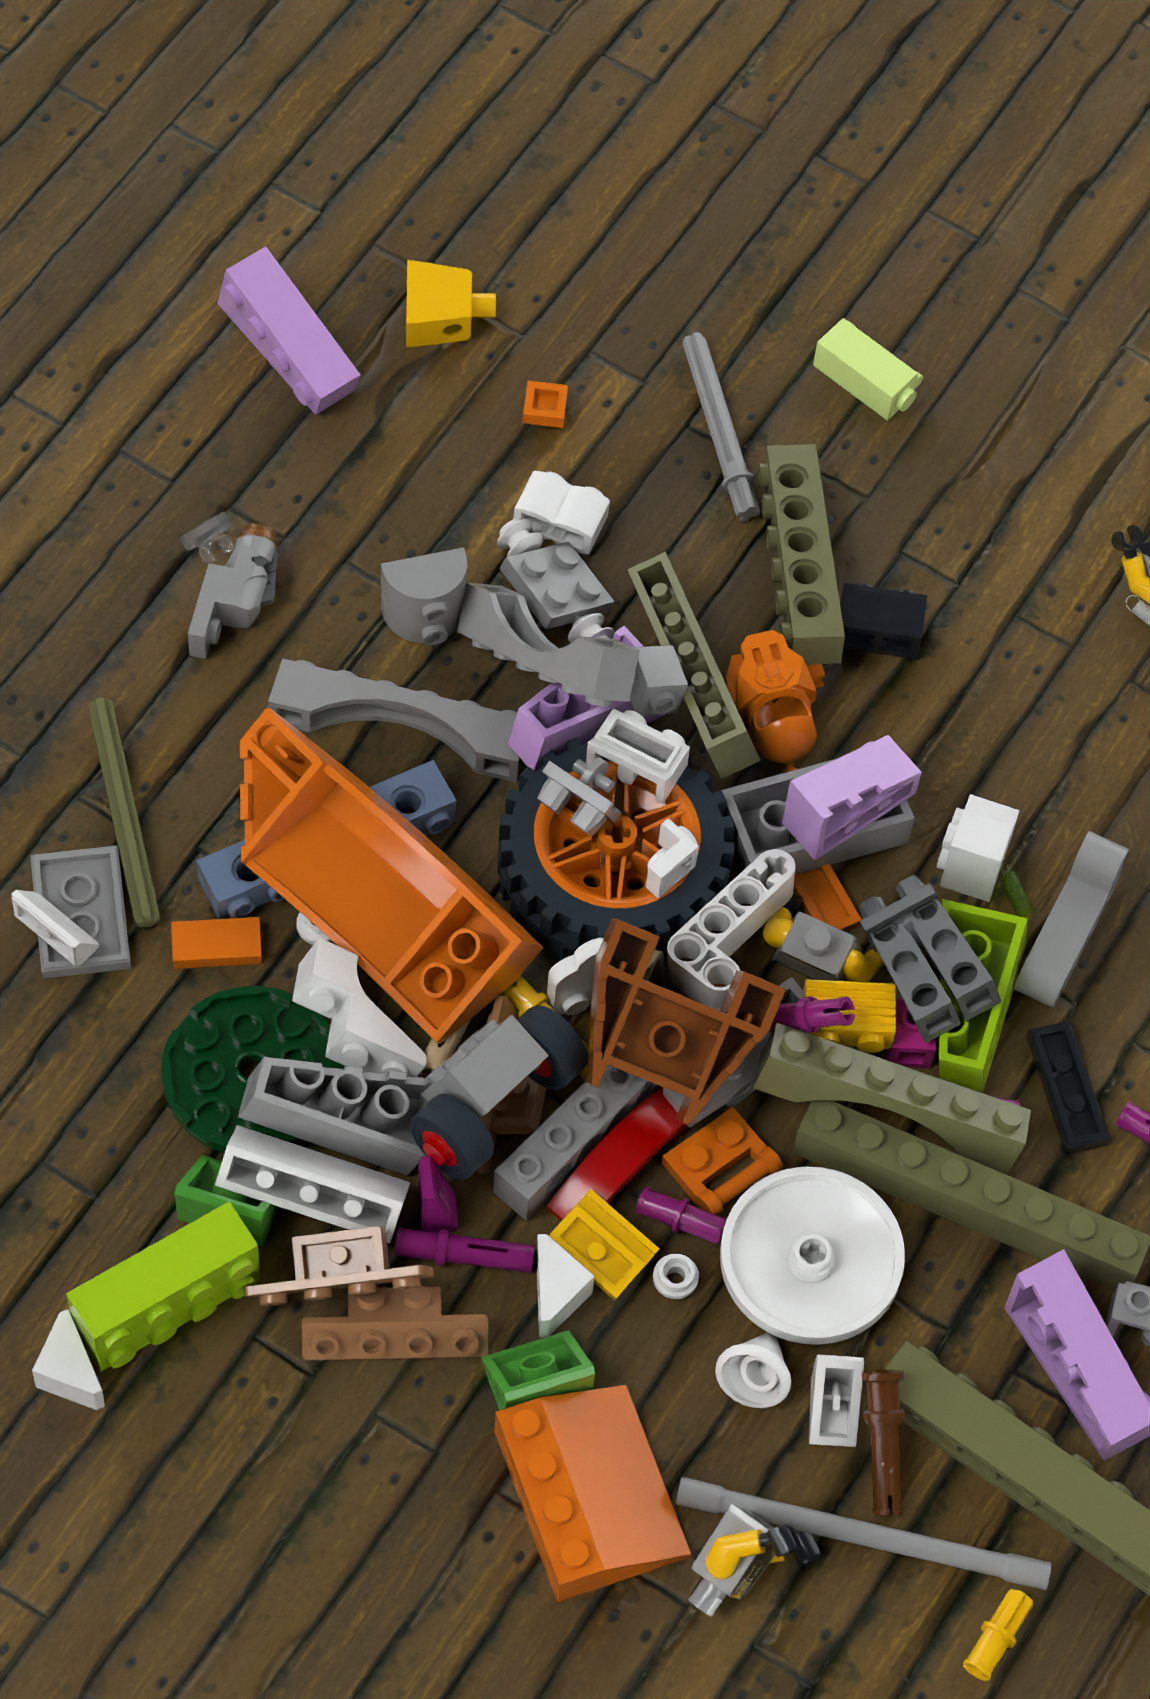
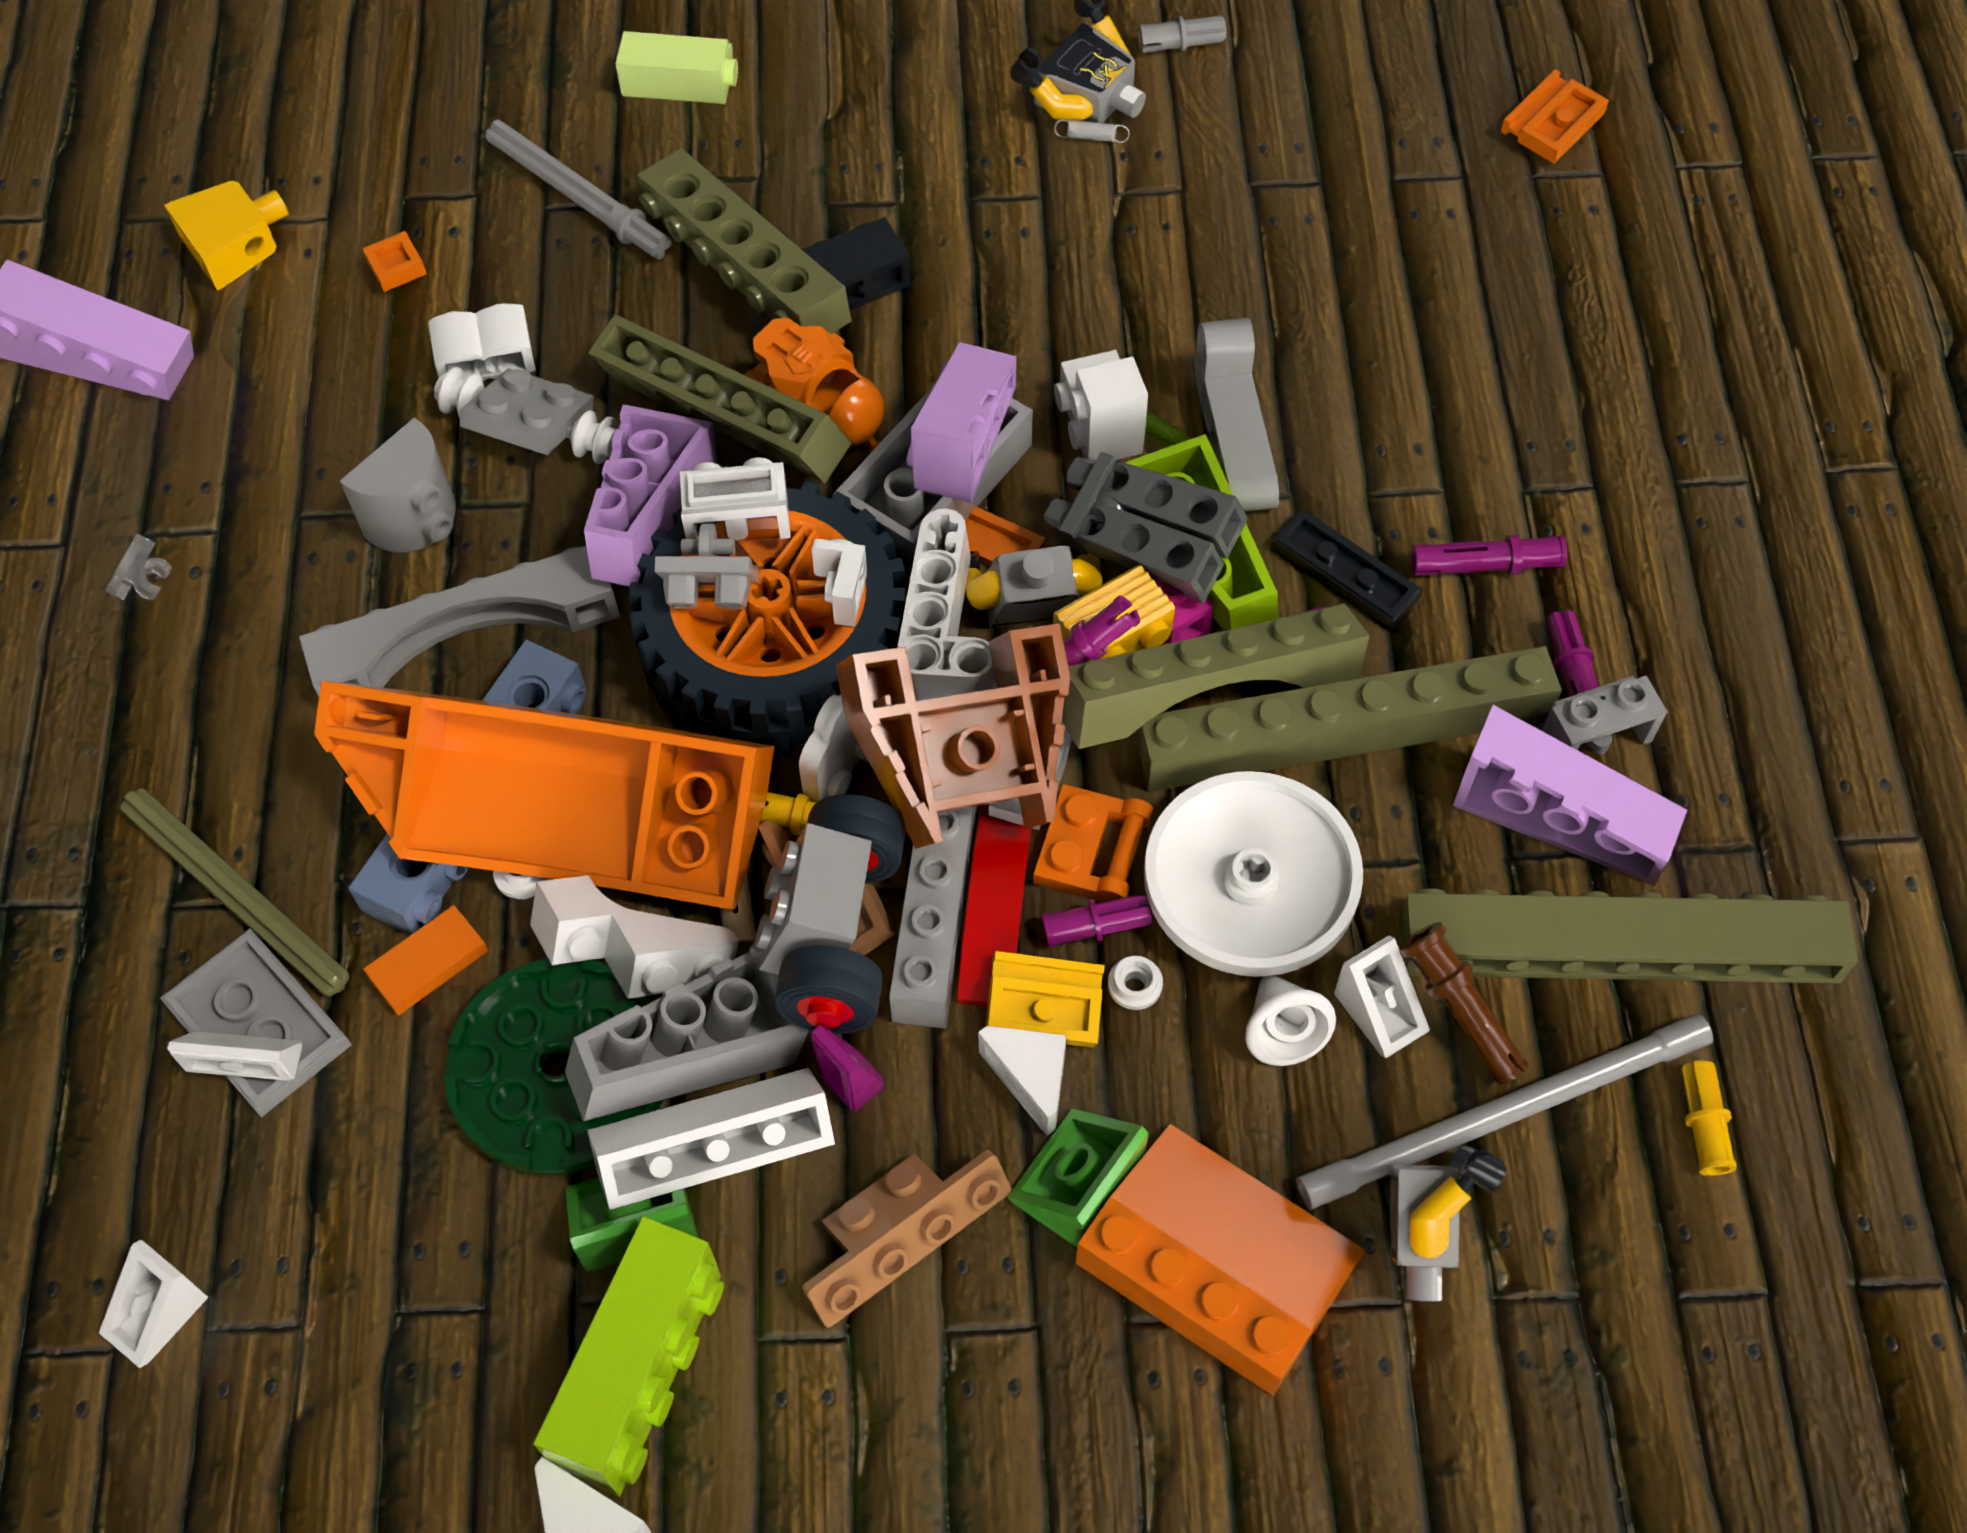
camera: 30 degrees left, 0 degrees up
(236, 591) = (202, 603): light grey plate -> none
(338, 1261) = (796, 1199): bracket -> none
(464, 1250) = (898, 1105): magenta pin -> none
(587, 666) = (629, 438): light grey arch -> none
(658, 681) = (692, 428): light grey brick -> none

